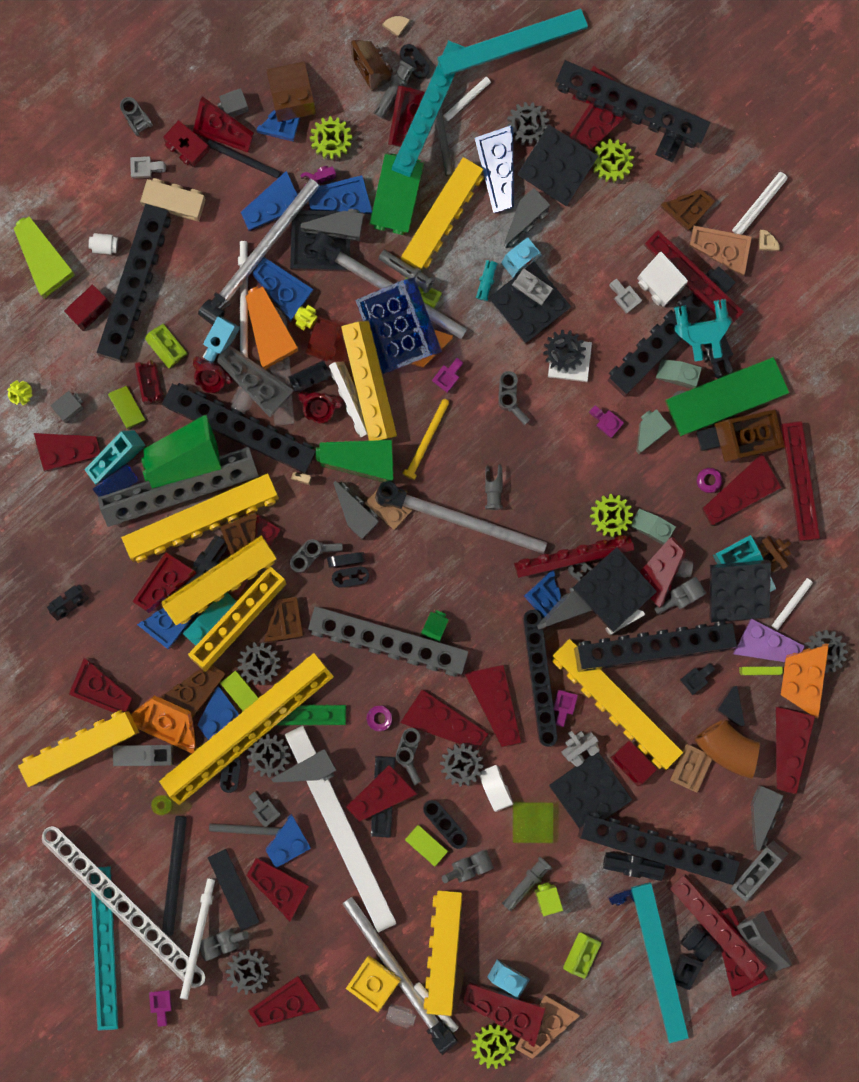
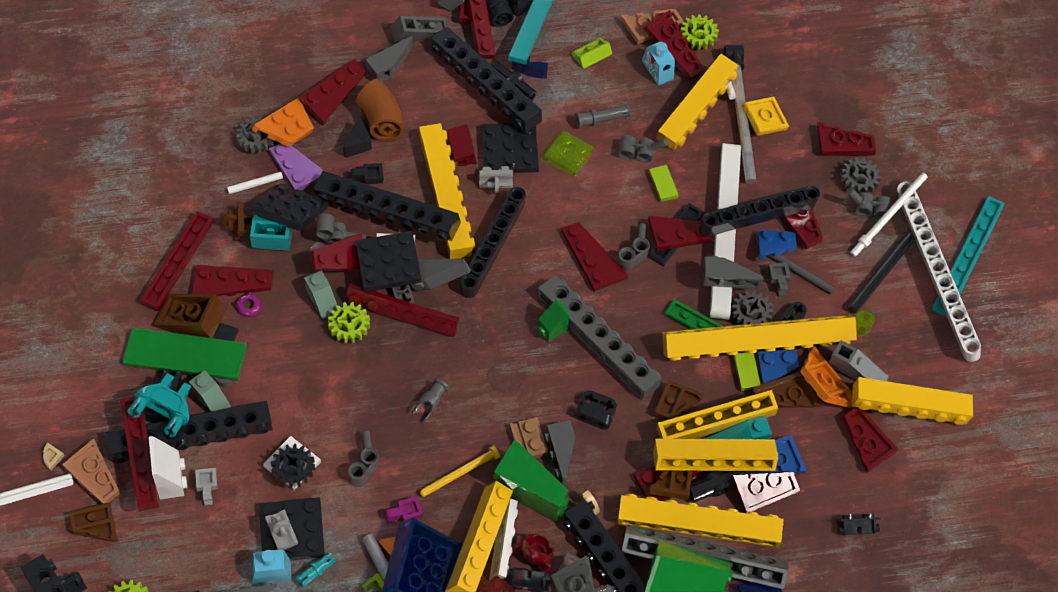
camera: 145 degrees left, 25 degrees down
(160, 1002) = (944, 192): magenta plate -> none
(233, 889) = (838, 238): black tile -> none
(250, 665) = (727, 385): dark grey gear -> none
(309, 558) = (627, 441): dark grey beam -> none
(325, 853) = (767, 212): none -> black beam
(371, 718) = (642, 280): magenta piece -> none
(399, 498) = (515, 431): flat silver piece -> none
(401, 1016) = (757, 86): clear brick -> none
(449, 833) = (642, 193): black beam -> none
(459, 755) = (598, 217): dark grey gear -> none
(495, 700) = (539, 249): dark red wing -> none
(495, 788) = (582, 188): white slope -> none
(544, 594) = (447, 296): blue wing -> none
(548, 899) = (593, 90): lime brick -> none
(565, 704) = (486, 213): magenta plate -> none
(608, 422) = (298, 395): magenta plate -> none
(651, 429) = (268, 365): sand green slope -> none
(691, 768) = (421, 116): medium nougat plate -> none
(760, 670) = (316, 150): lime tile -> none

